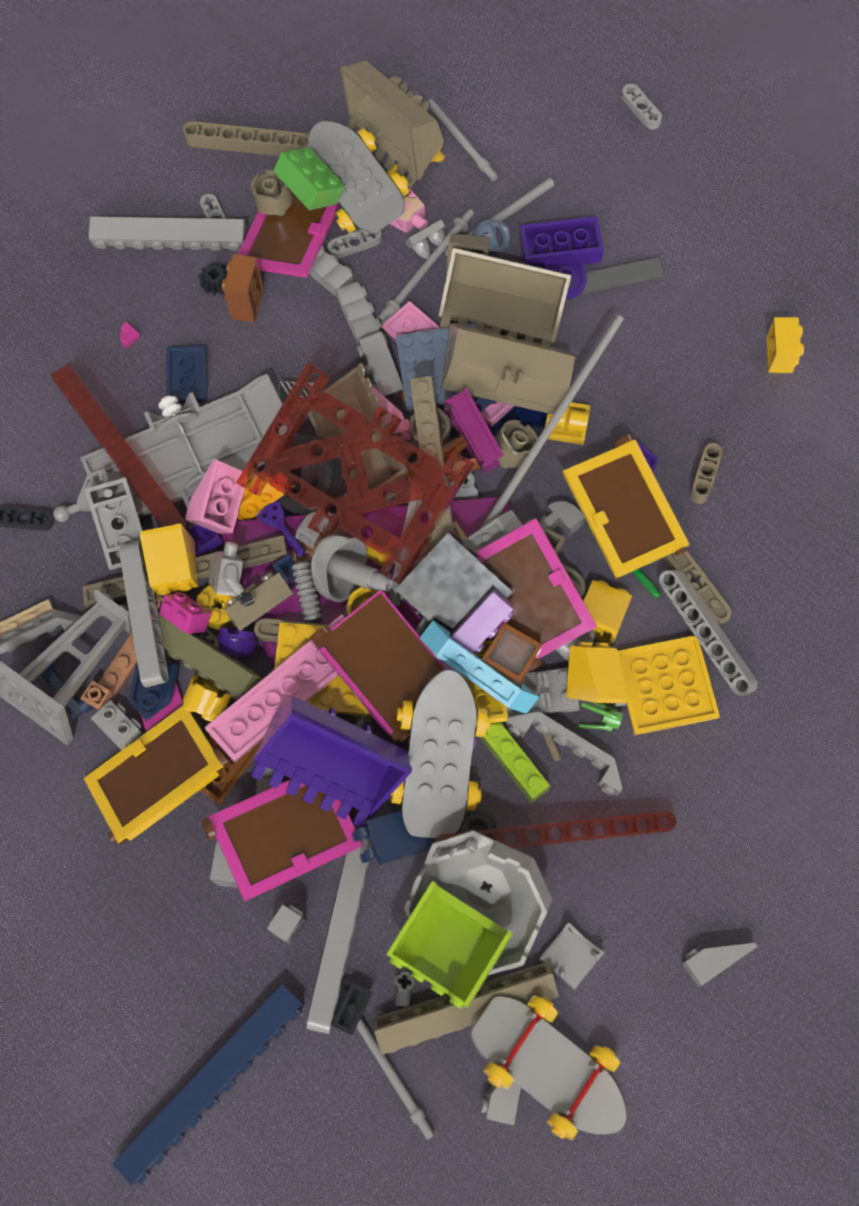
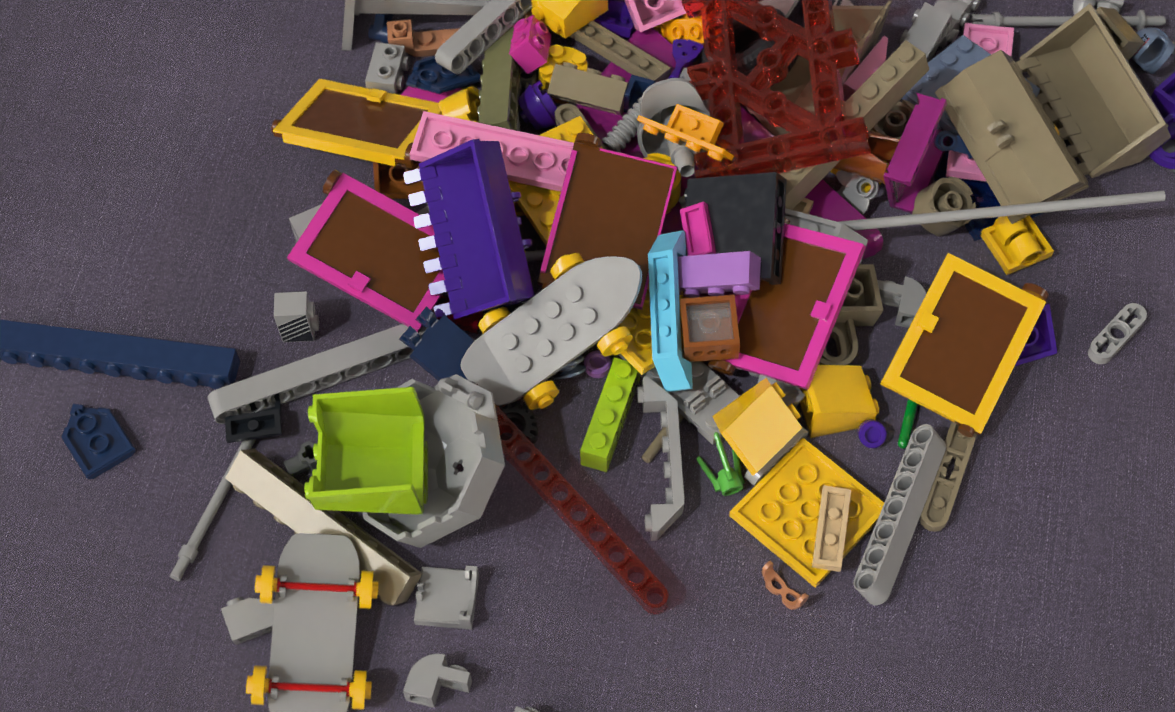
camera: 55 degrees right, 10 degrees down
(226, 574) = (589, 41): light grey torso -> none
(276, 1131) = (96, 440): none -> dark blue tile
(363, 560) = (690, 127): none -> light orange bracket
(438, 610) = (698, 229): none -> dark pink tile
(621, 1003) = (428, 677): none -> light grey brick
(639, 608) = (872, 433): none -> dark purple tile
(667, 422) = (1116, 344): none -> light grey beam
(692, 680) = (831, 528): none -> tan plate
(711, 466) = (1089, 397): dark tan beam -> none
(723, 735) = (769, 576): none -> nougat cap

